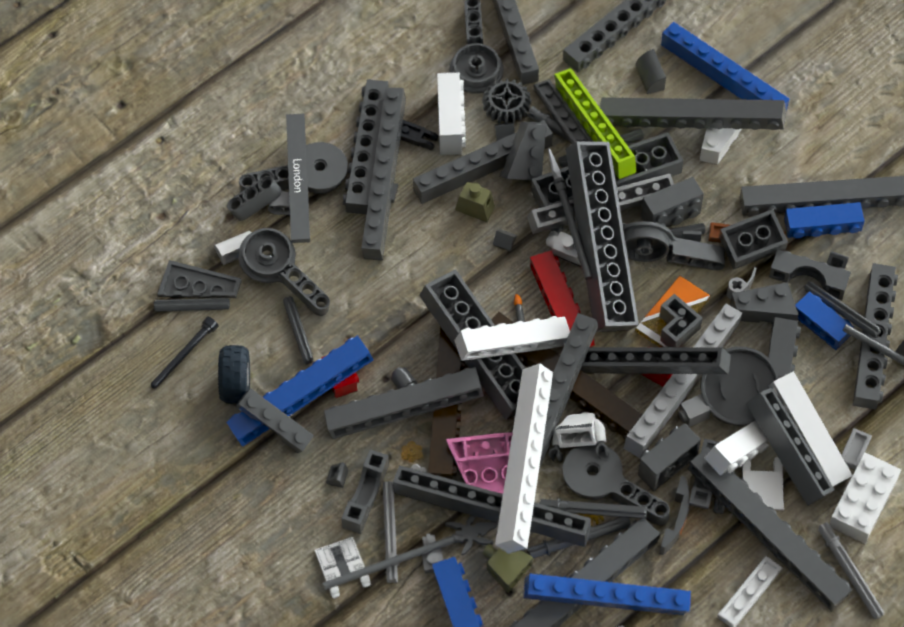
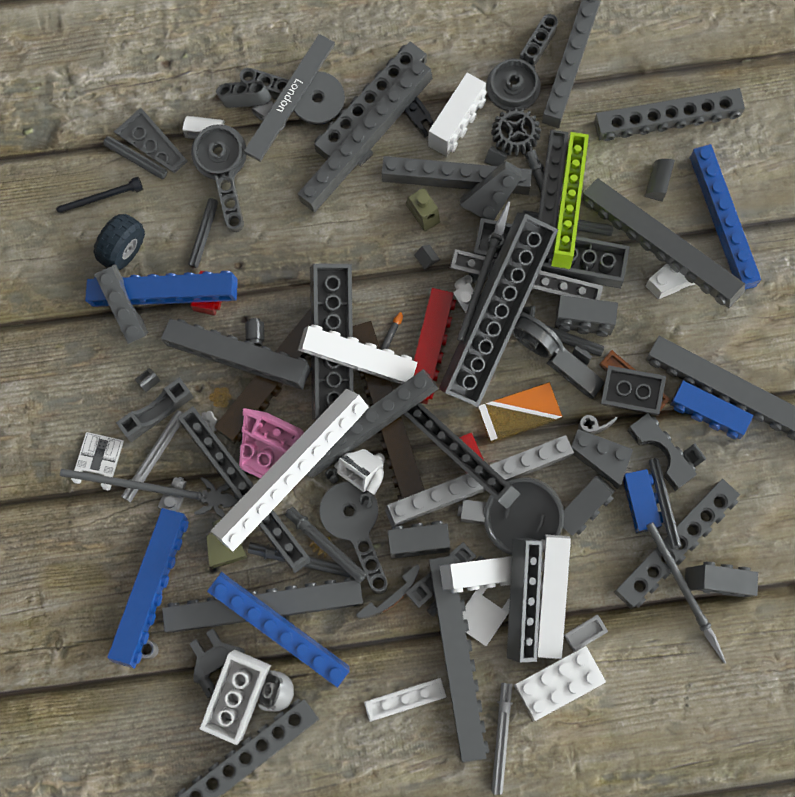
camera: 35 degrees right, 15 degrees up
(680, 320) = (517, 428): dark grey brick -> none

